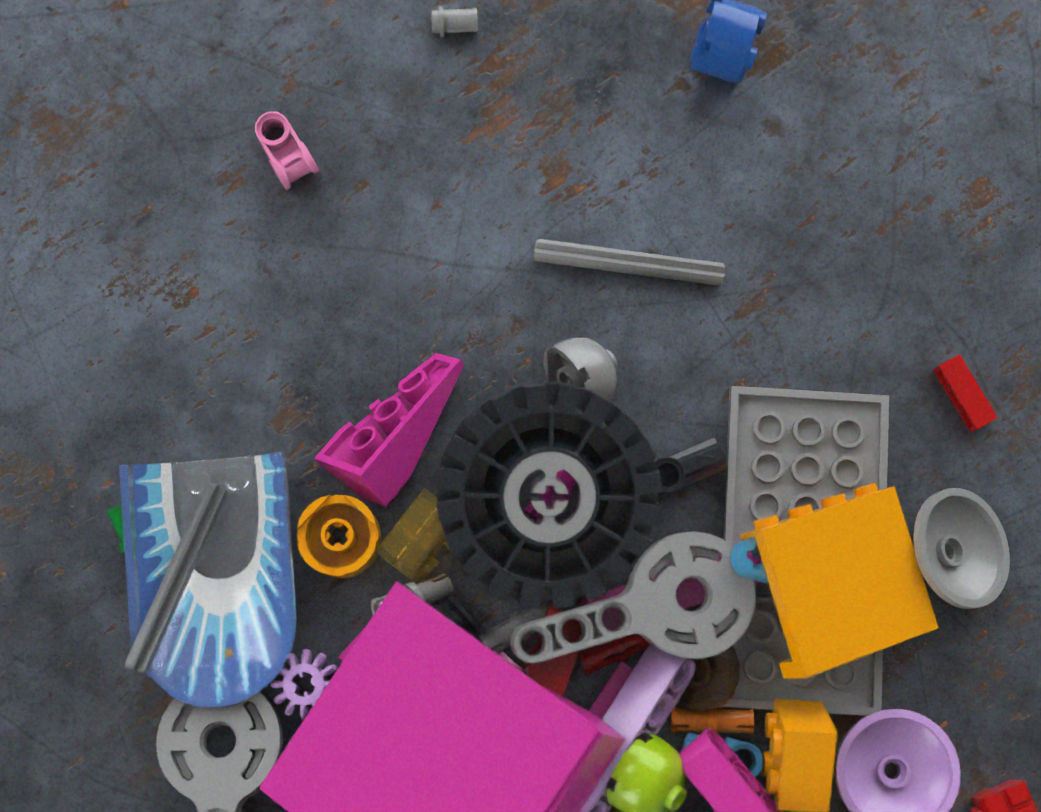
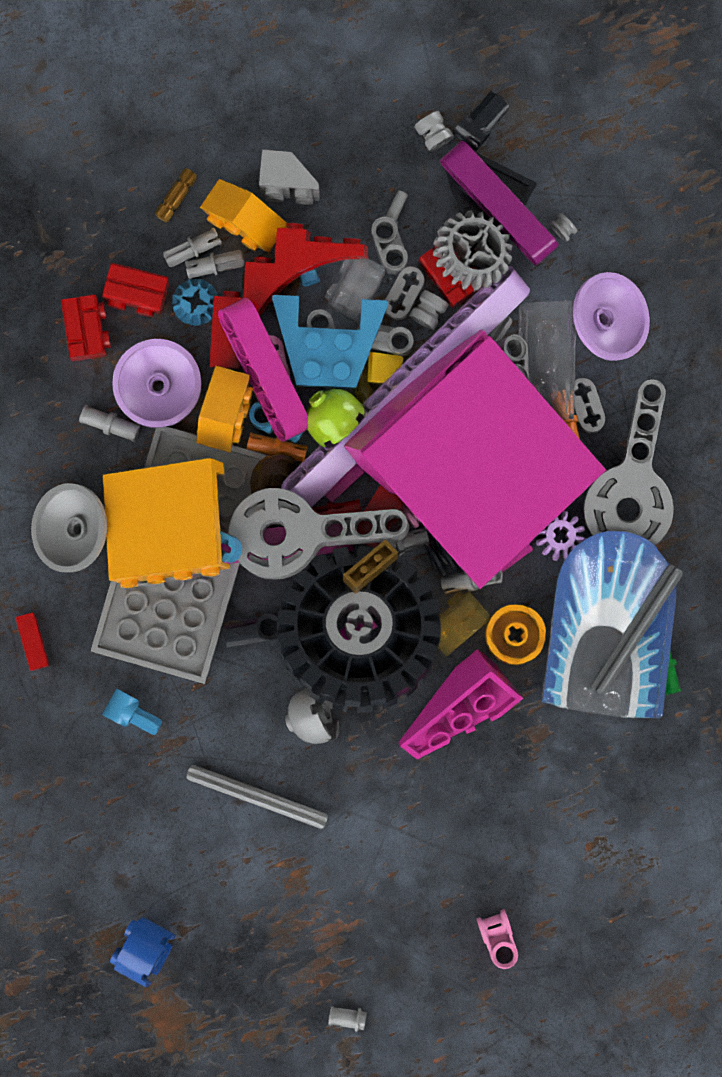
camera: 165 degrees left, 5 degrees up
(551, 578) = (370, 566): none -> pearl gold piece
(825, 332) = (125, 710): none -> dark azure axle
(943, 703) = (110, 423): none -> light grey pin

